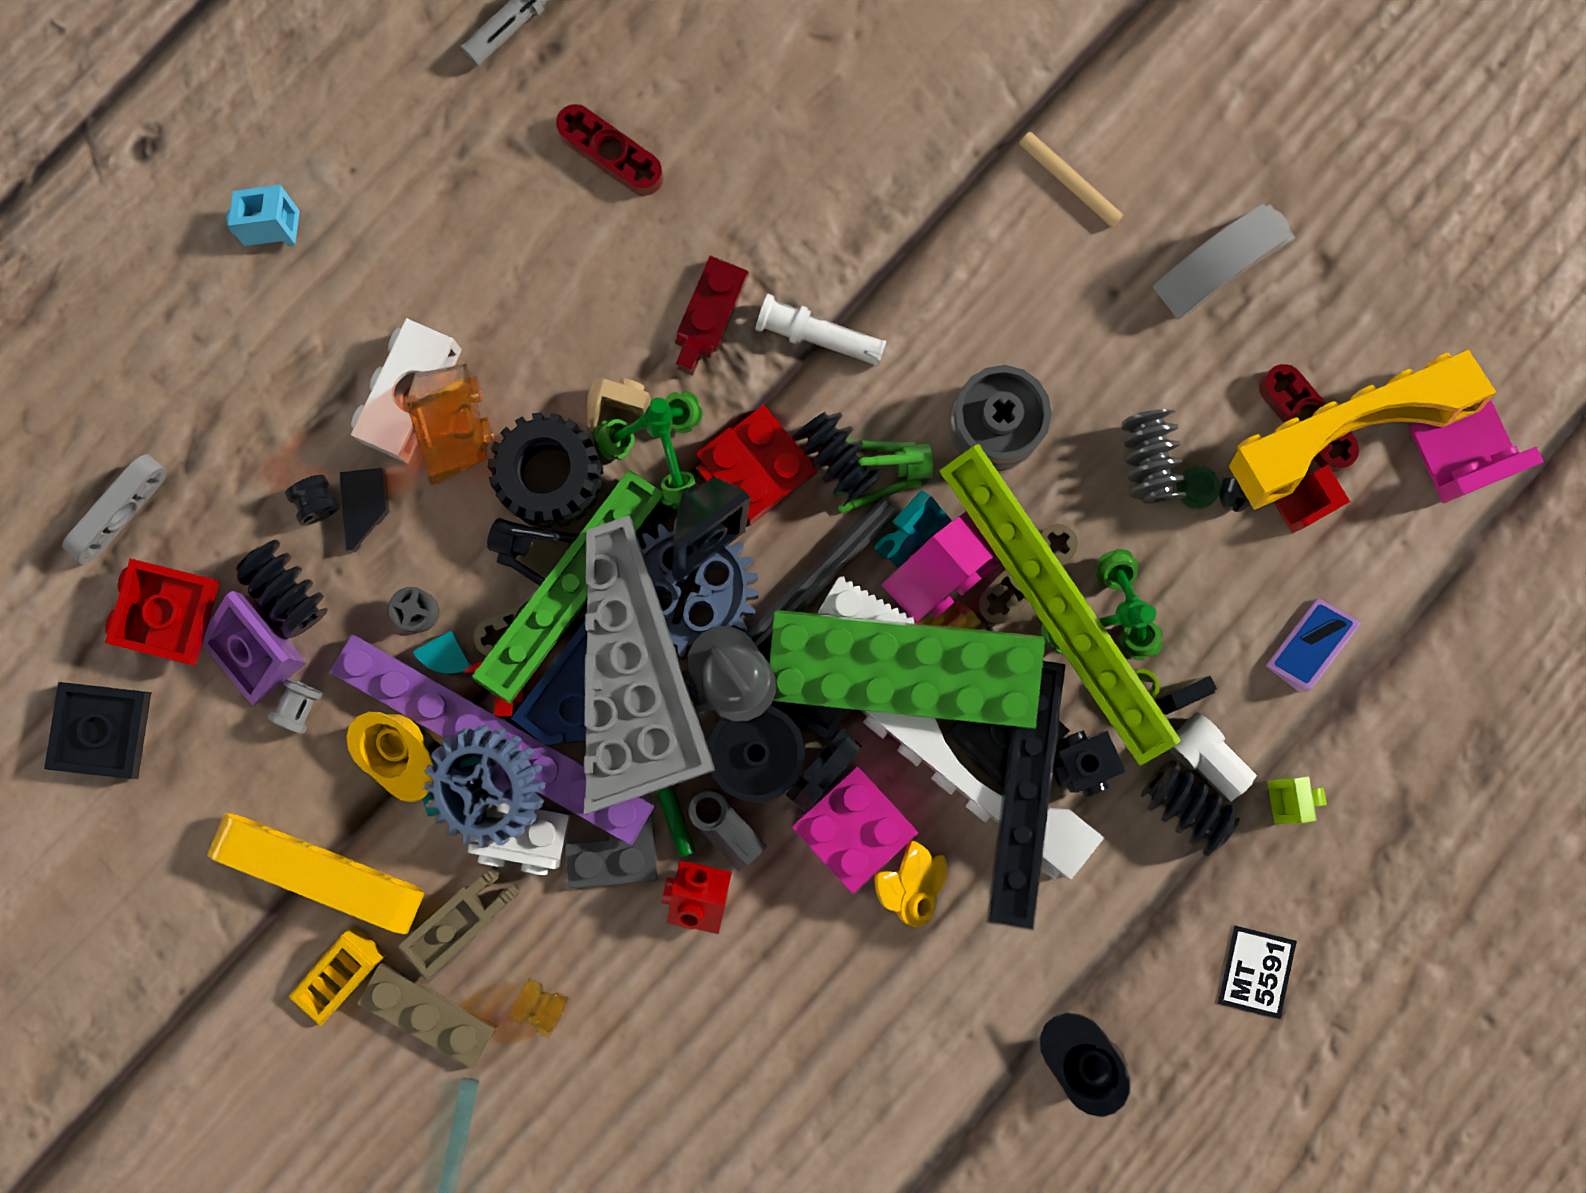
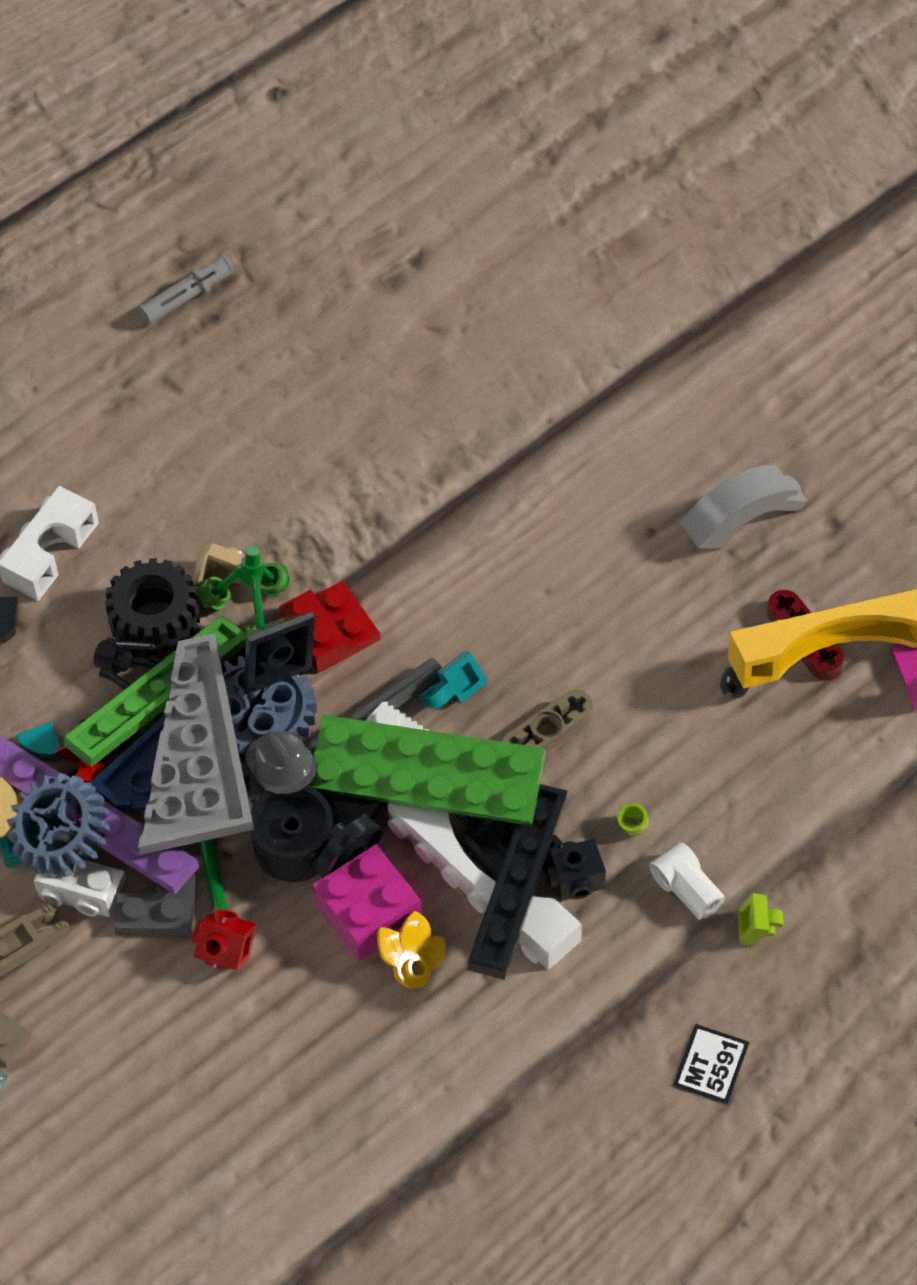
camera: 10 degrees right, 25 degrees down
(405, 606) = (20, 694): dark grey wheel -> none
(448, 421) = (81, 558): clear orange slope -> none
(548, 1013) = (71, 1017): clear yellow wheel -> none
(579, 141) = (252, 403): dark red beam -> none
(709, 312) = (308, 512): dark red hinge -> none
(728, 831) = (256, 893): dark grey piece -> none
(800, 326) = (383, 527): white pin -> none
(837, 455) = (396, 620): black piece -> none
(909, 460) = (458, 633): bright green plant -> none
(945, 563) = (476, 699): dark pink brick -> none
(1005, 393) = (537, 605): dark grey wheel -> none
(1060, 605) = (566, 739): lime plate -> none
(1071, 179) = (625, 444): tan bar -> none
(1086, 1064) = (541, 1102): black piece -> none
(1140, 635) = (625, 734): plant -> none
(1152, 456) = (665, 645): dark grey piece -> none
(1186, 695) = (661, 833): black tile -> none
(1191, 806) = (662, 918): black piece -> none
(1201, 487) = (703, 676): clear green plate -> none
(1312, 499) = (799, 696): red panel -> none
(1312, 645) = (788, 806): slope -> none

